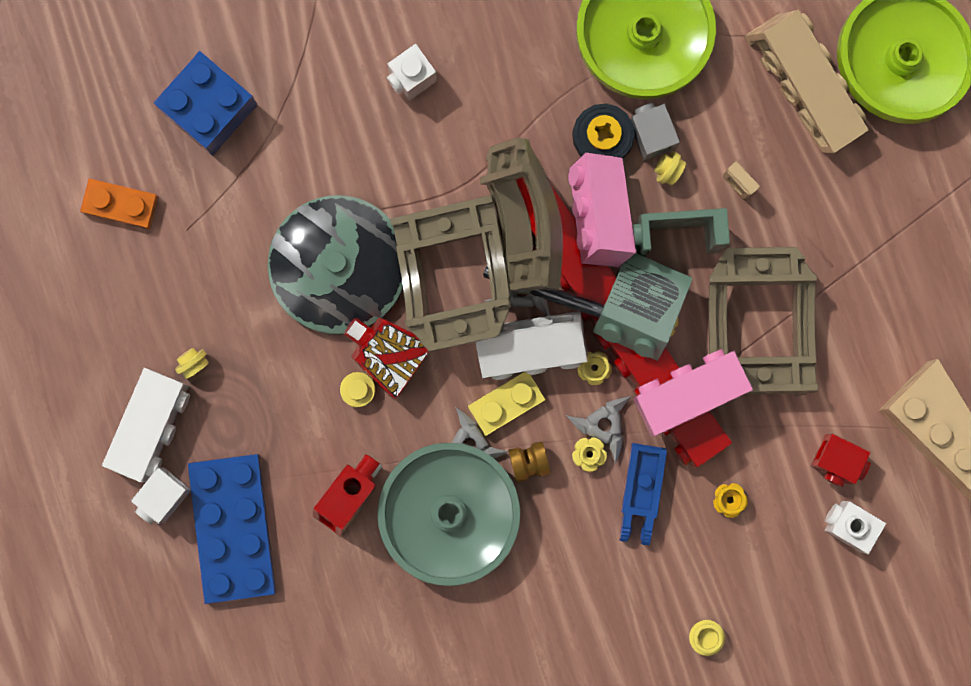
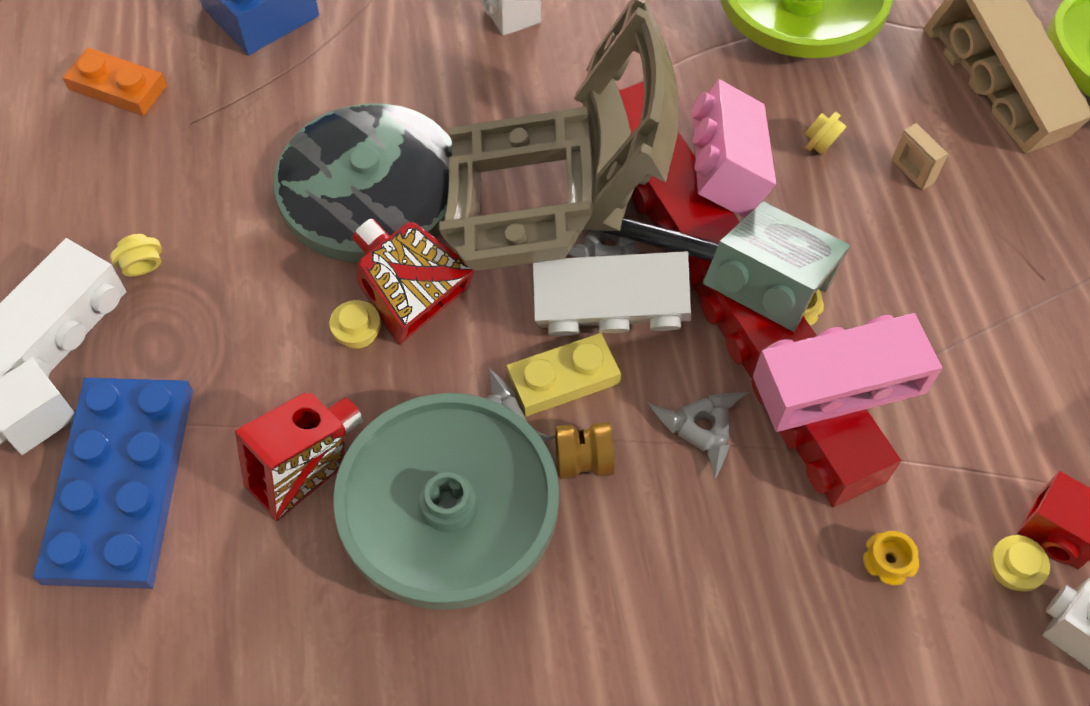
camera: 10 degrees right, 25 degrees down
(599, 455) = (676, 471): light yellow plate -> none
(603, 372) = (698, 334): light yellow plate -> none
(610, 119) = (748, 74): black wheel -> none
(642, 489) = (753, 519): blue hinge -> none
(654, 131) = (806, 90): light grey brick -> none
(713, 220) = (846, 177): sand green panel -> none
(769, 267) = (964, 384): dark tan wedge -> none
(810, 490) = (1019, 563): none -> light yellow plate

